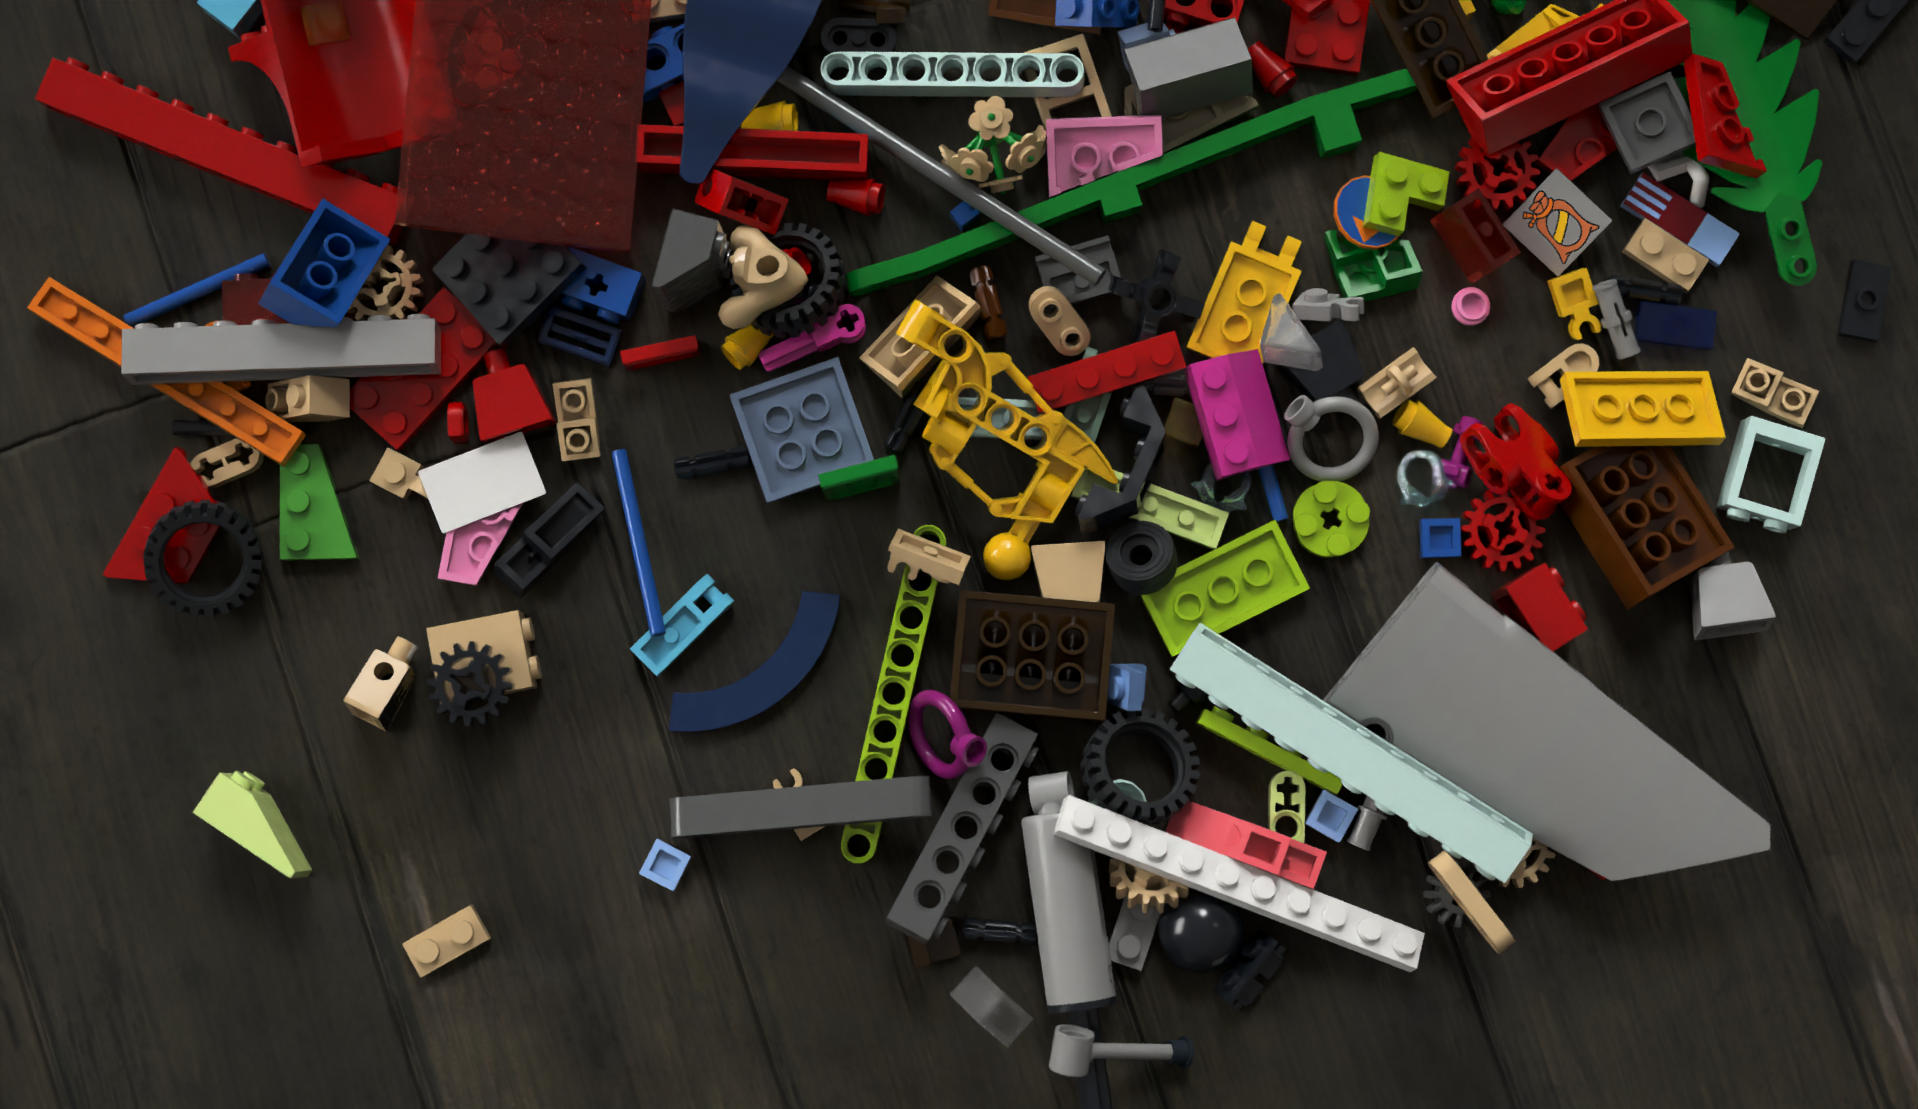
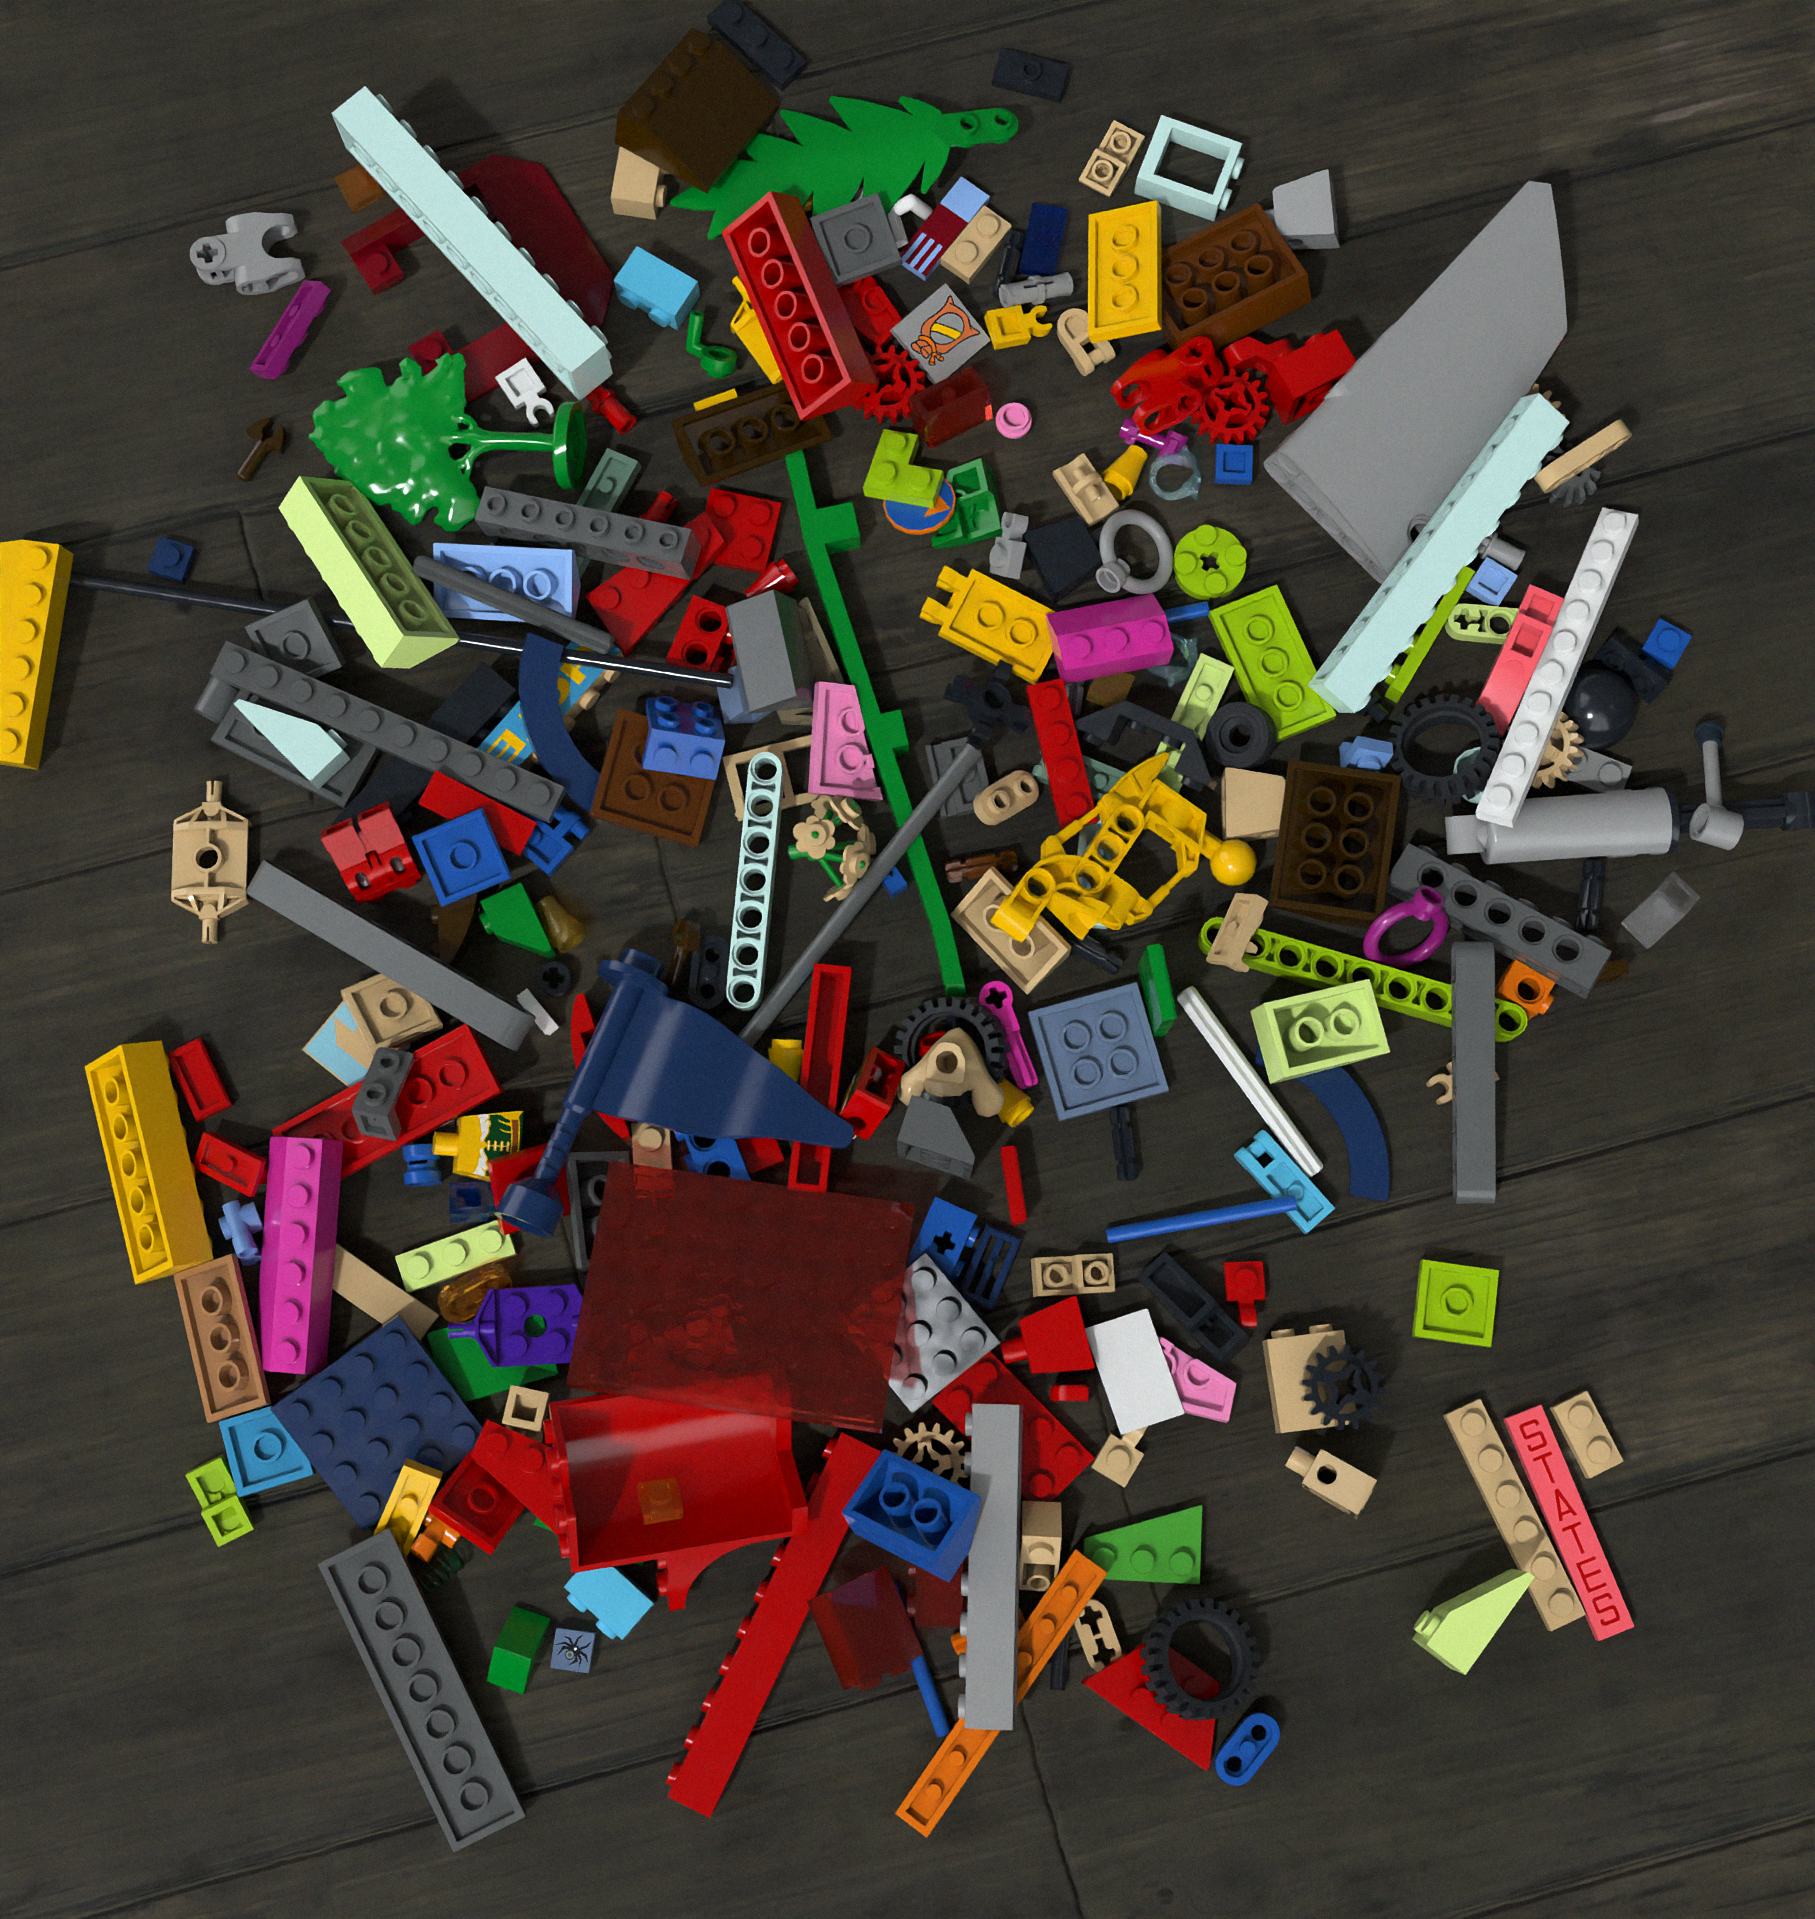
camera: 85 degrees left, 5 degrees down
(125, 614) = (1249, 1750): none -> blue plate
(217, 234) = (865, 1629): none -> clear red brick
(358, 924) = (1568, 1522): none -> coral tile
(363, 870) = (1514, 1514): none -> tan plate
(568, 802) = (1455, 1303): none -> lime plate
(576, 591) = (1244, 1285): none -> red plate
(665, 864) = (1519, 1211): light blue plate -> none
(783, 586) = (1249, 1081): none -> white axle
(832, 649) = (1319, 1030): none -> yellowish green slope
(861, 196) = (867, 984): red cone -> none
(893, 844) = (1520, 973): none -> orange brick
(1279, 1005) = (1665, 644): none -> blue plate
(1287, 340) = (1044, 579): clear slope -> none
(1564, 547) = (1253, 354): none -> red piece
(1716, 125) = (873, 177): red wing -> none

